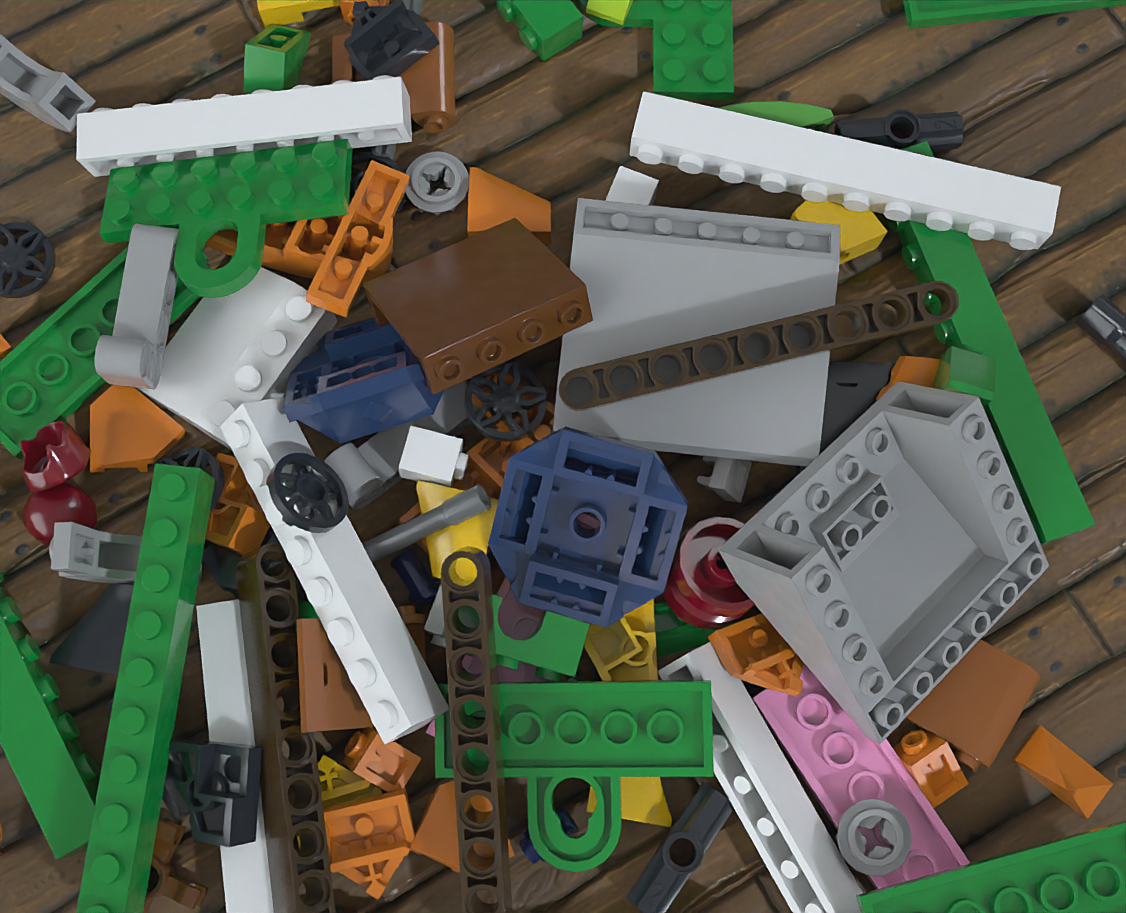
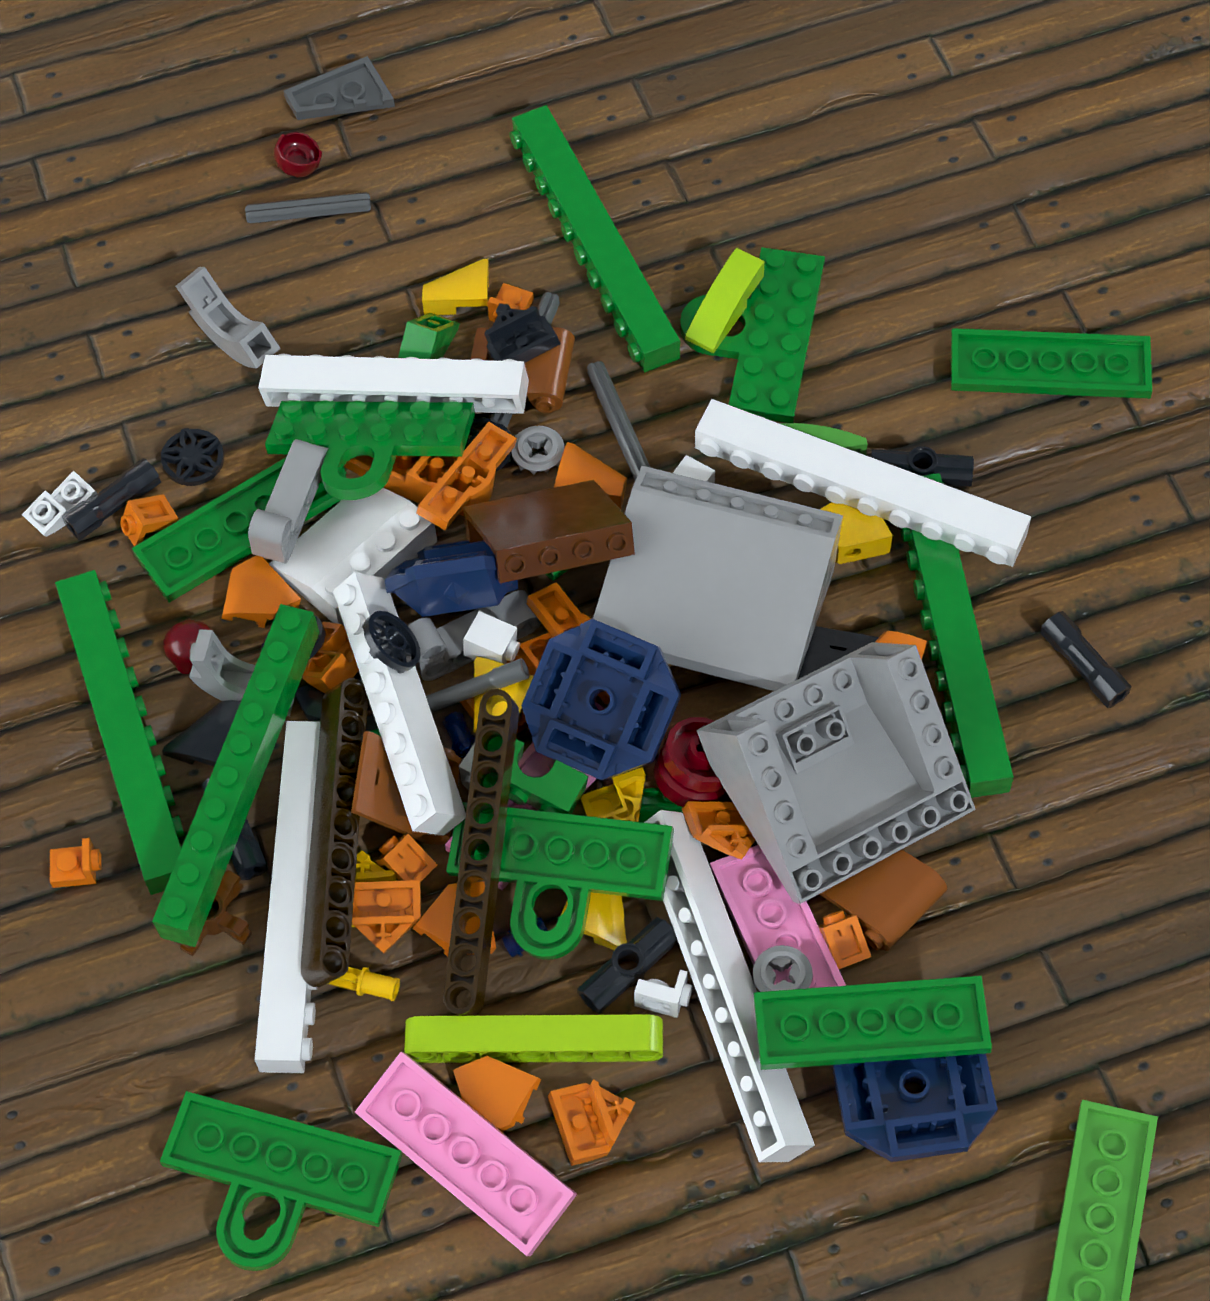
camera: 15 degrees right, 15 degrees down
(53, 456) = (197, 598): dark red hair -> none
(220, 790) = (280, 848): black slope -> none
(505, 402) = (556, 608): black wheel -> none
(530, 135) = (617, 417): none -> dark grey axle
(723, 886) = (661, 998): none -> white bracket
(728, 477) = (725, 697): white tile -> none
(775, 334) = (772, 597): dark brown beam -> none
(966, 372) = (930, 641): green slope -> none
(1062, 772) = (949, 959): orange slope -> none

